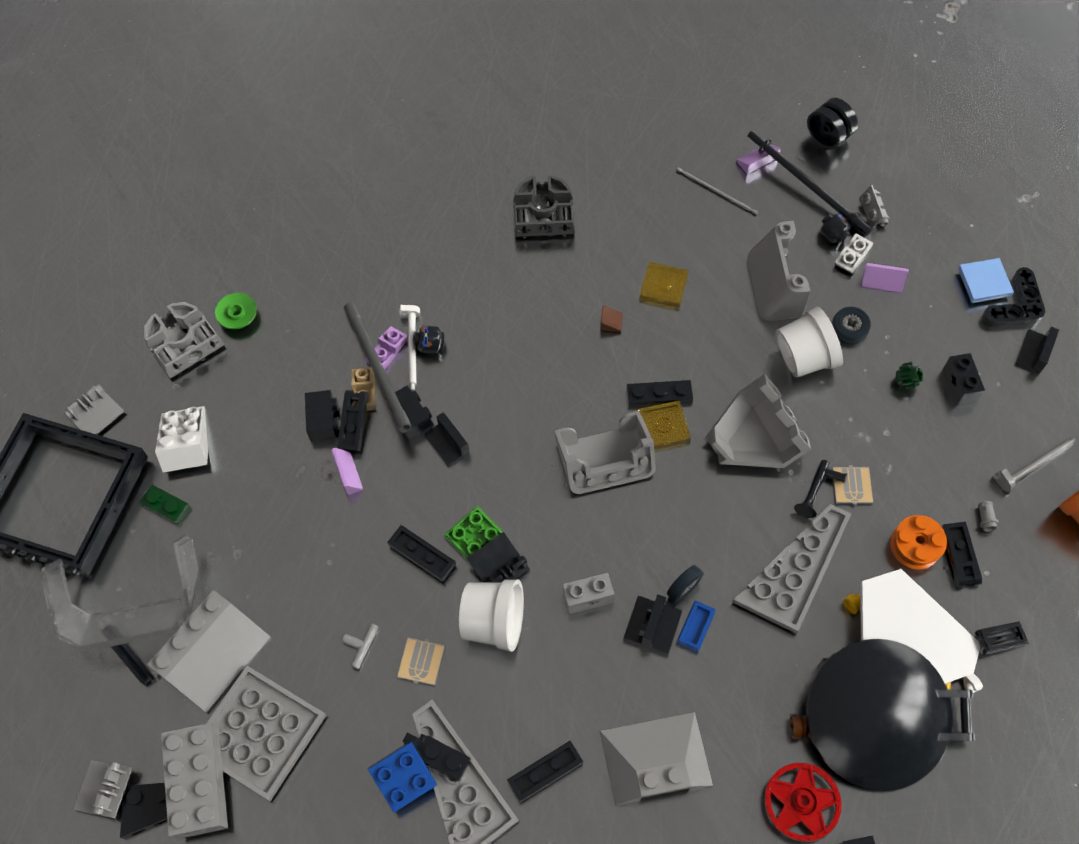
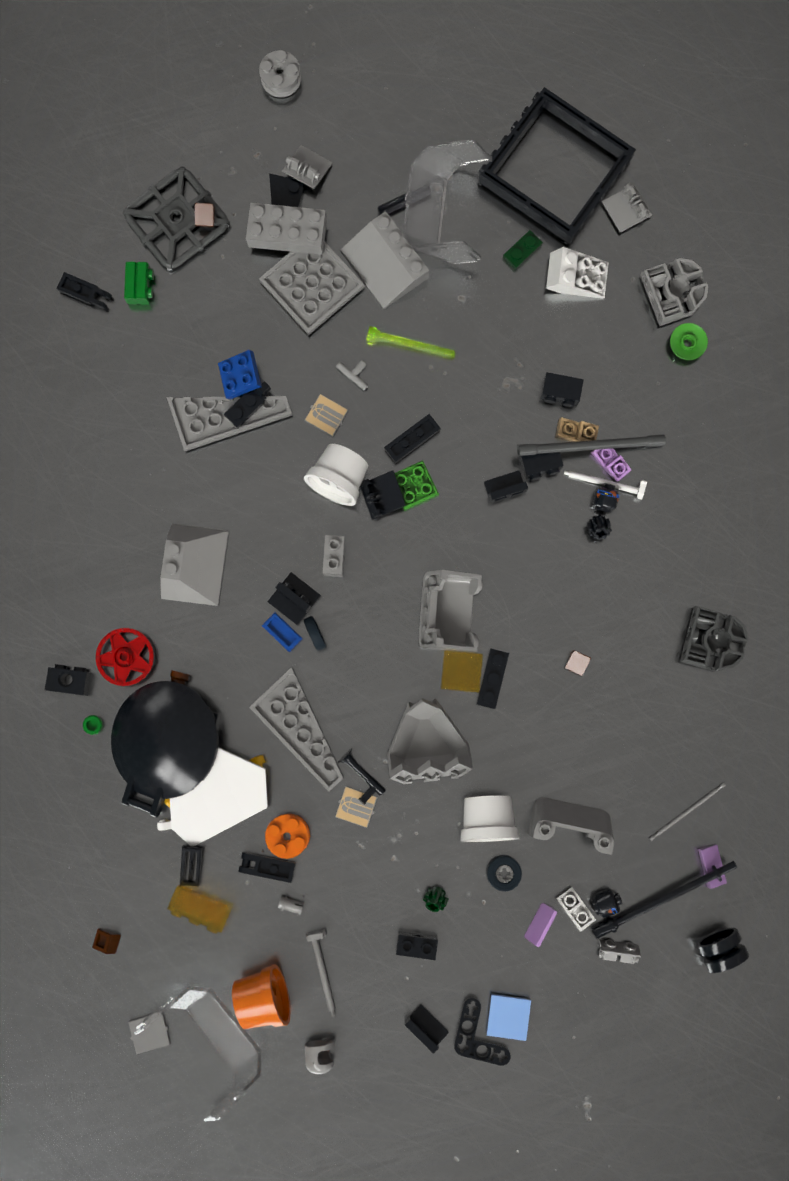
camera: 105 degrees right, 20 degrees up
(307, 636) = (375, 335): none -> clear neon green piece
(347, 471) = (504, 398): lavender slope -> none
(352, 421) = (546, 413): black plate -> none
(462, 336) = (599, 527): none -> black gear
(545, 771) = (212, 480): black plate -> none
(664, 284) = (600, 723): clear yellow tile -> none
(899, 816) = (93, 724): none -> green tile
(1043, 610) = (199, 909): none -> clear yellow brick

